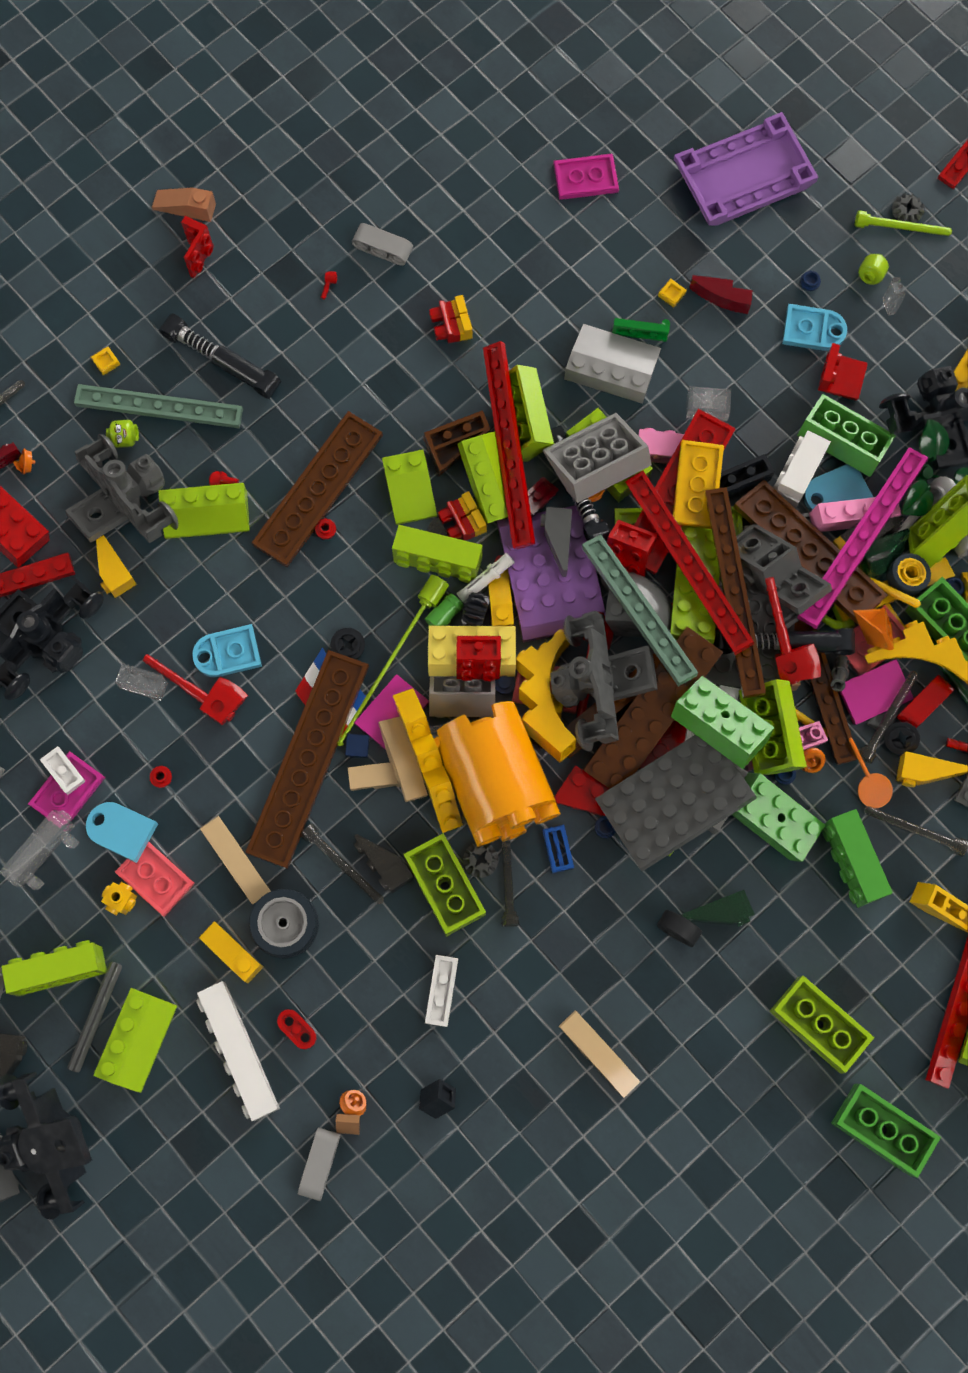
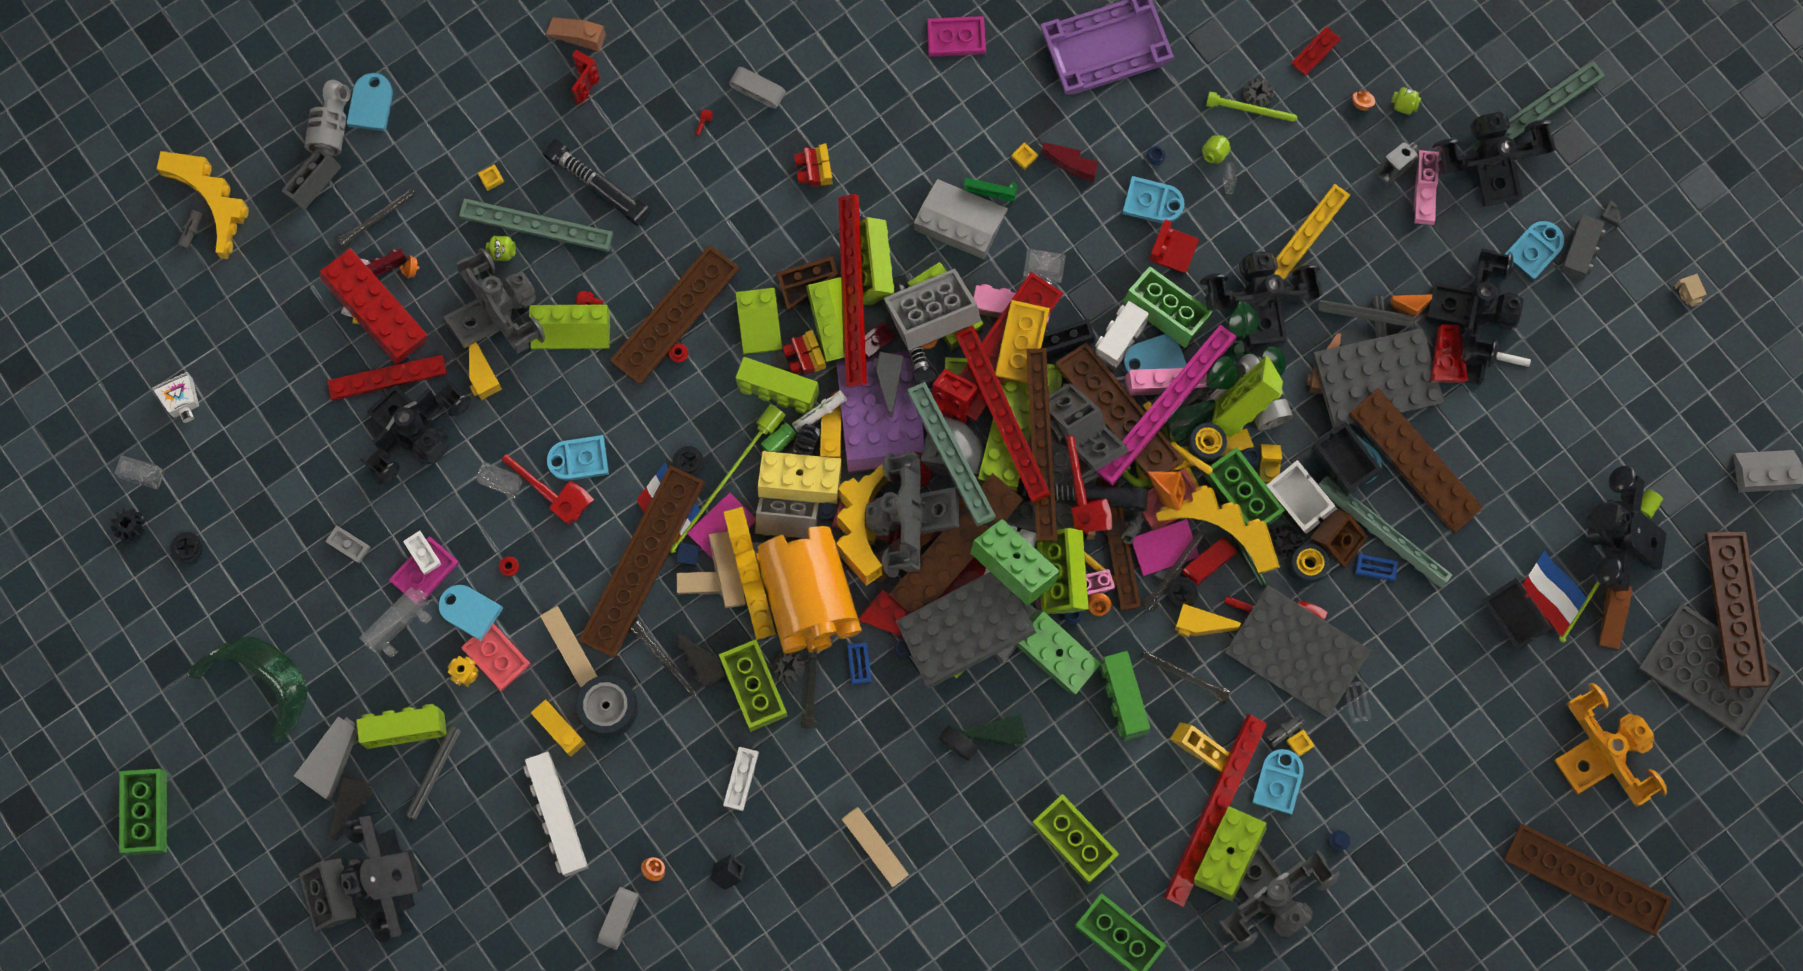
camera: 10 degrees right, 0 degrees up
(135, 1040) = (467, 796): lime slope -> none
(297, 1029) = (609, 801): red plate -> none
(347, 1124) = (646, 886): medium nougat tile -> none
(478, 658) = (803, 484): red bracket -> none
(874, 788) = (1152, 635): orange piece -> none

